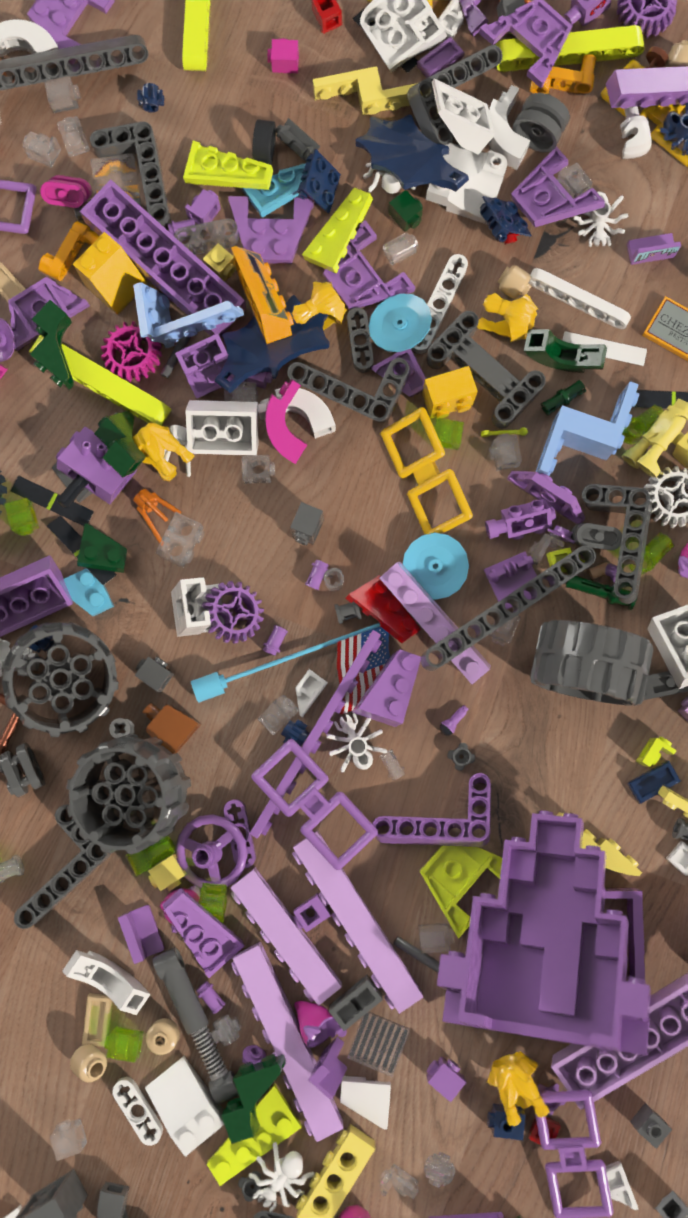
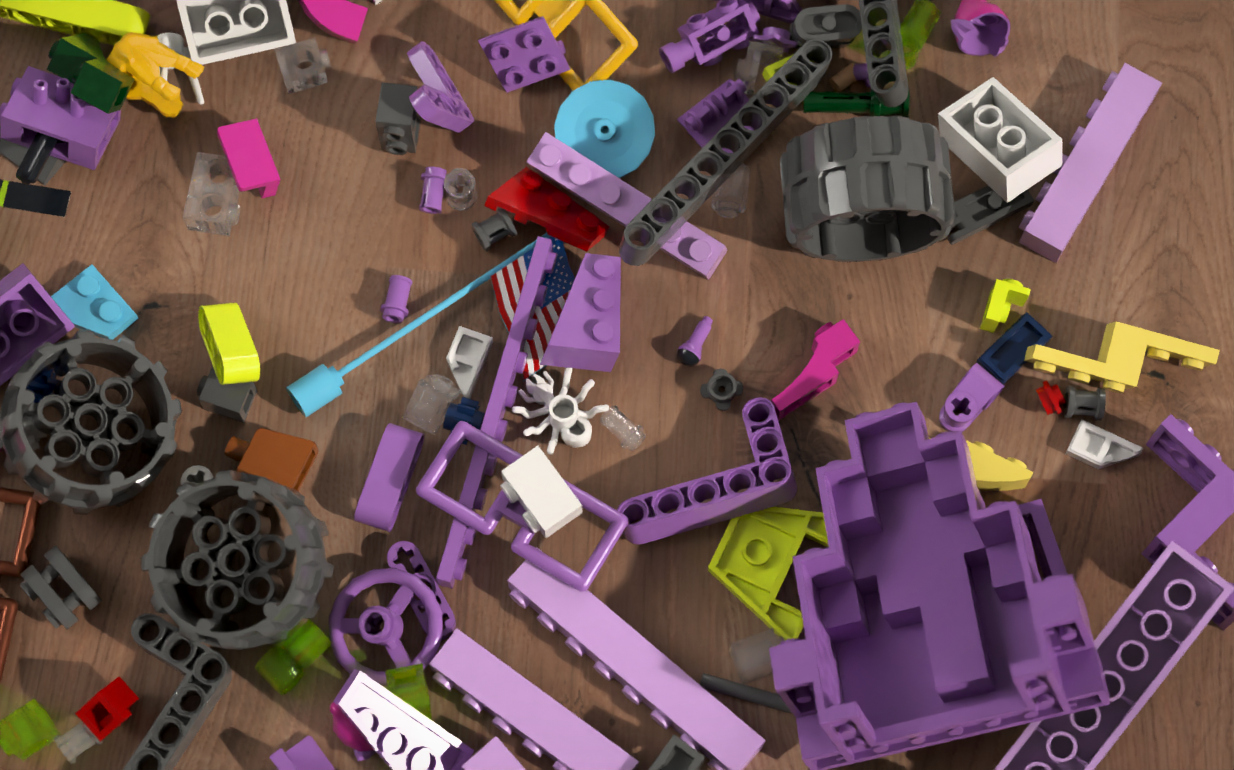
camera: 20 degrees left, 10 degrees down
(29, 857) = (108, 708): none -> red brick
(72, 541) = (68, 248): black sticker -> none
(101, 551) = (98, 242): dark green wing -> none
(147, 502) = (151, 154): orange plant -> none
(162, 644) = (229, 343): none -> neon yellow beam
(166, 874) = (325, 674): light yellow brick -> none
(187, 607) = (265, 276): white brick -> none
(206, 523) = (249, 157): none -> dark pink panel
(223, 610) = (308, 283): medium lavender gear -> none
(239, 756) = (389, 477): none -> medium lavender beam
(302, 920) = (563, 658): medium lavender brick -> none
(327, 805) = (540, 492): none -> white brick
(340, 523) = (438, 97): none -> medium lavender beam
(398, 503) = (525, 54): none -> medium lavender hinge
(537, 750) = (830, 348): none -> dark pink slope
(619, 805) = (972, 396): none -> medium lavender piece
(667, 822) = (1050, 397): none -> red plate

